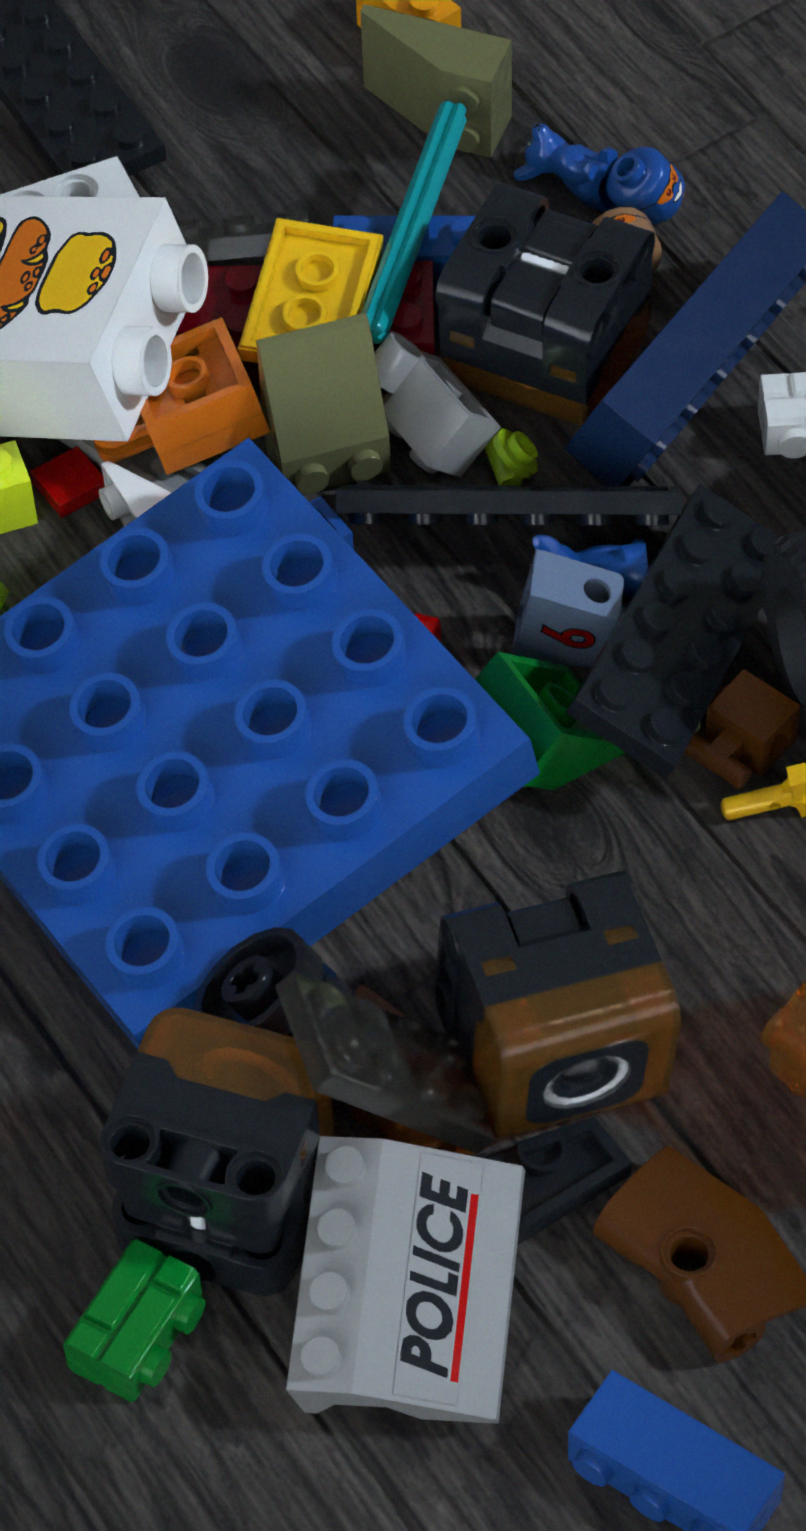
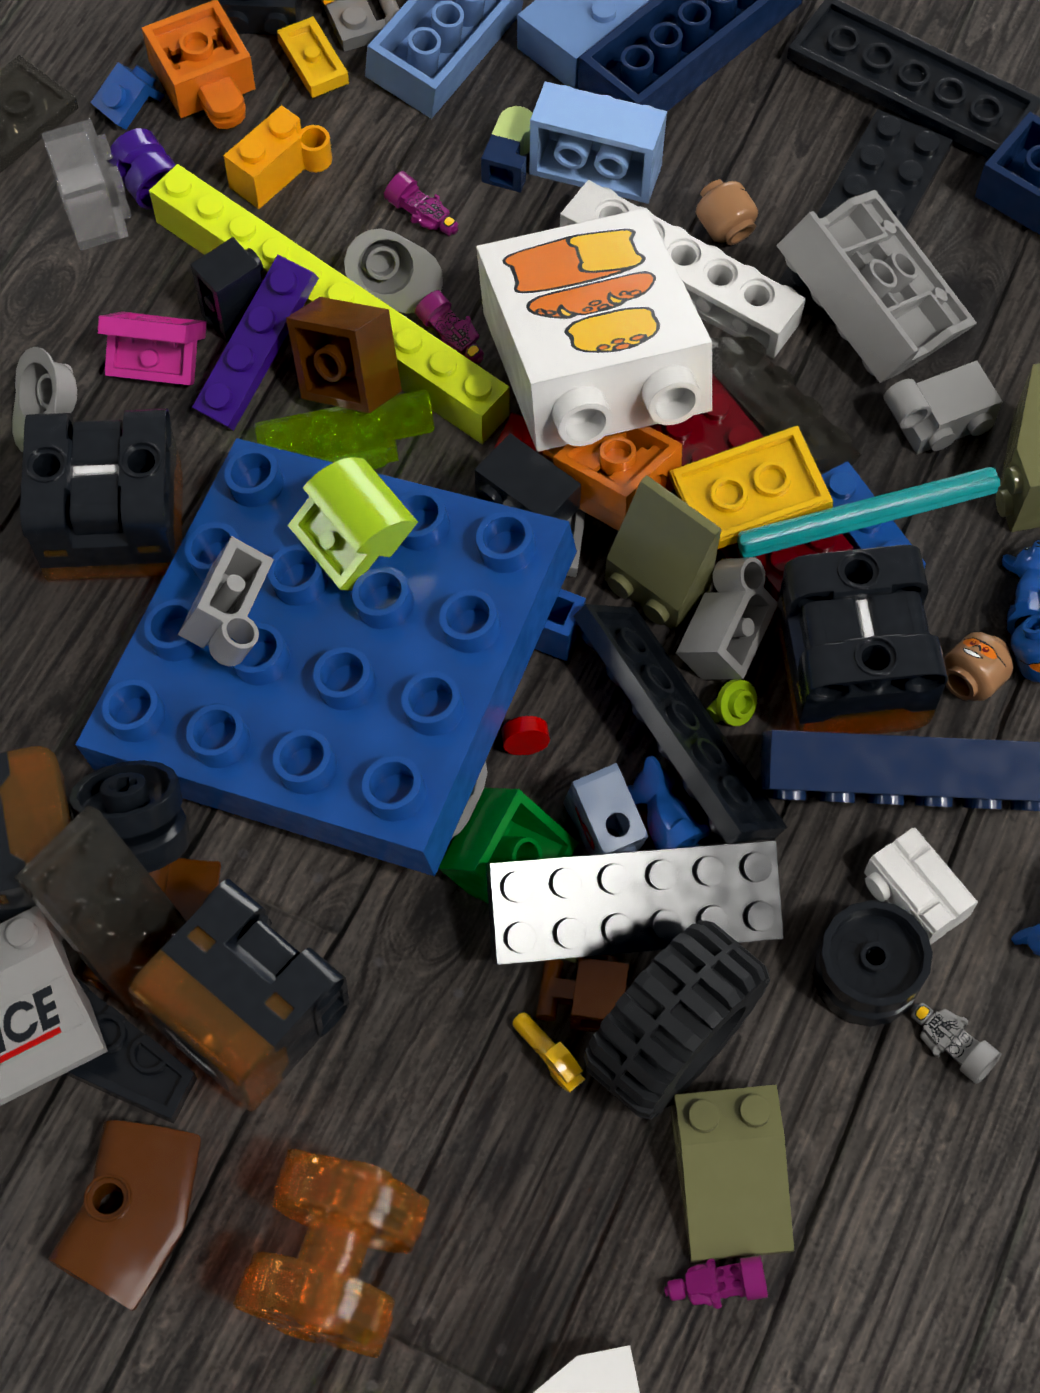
camera: 55 degrees right, 10 degrees up
(102, 616) = (350, 520): none -> lime brick
(105, 773) = (225, 602): none -> light grey hinge
(147, 468) = (526, 481): none -> black brick
(149, 99) = (875, 284): none -> light grey piece
(325, 124) = (944, 407): none -> light grey hinge

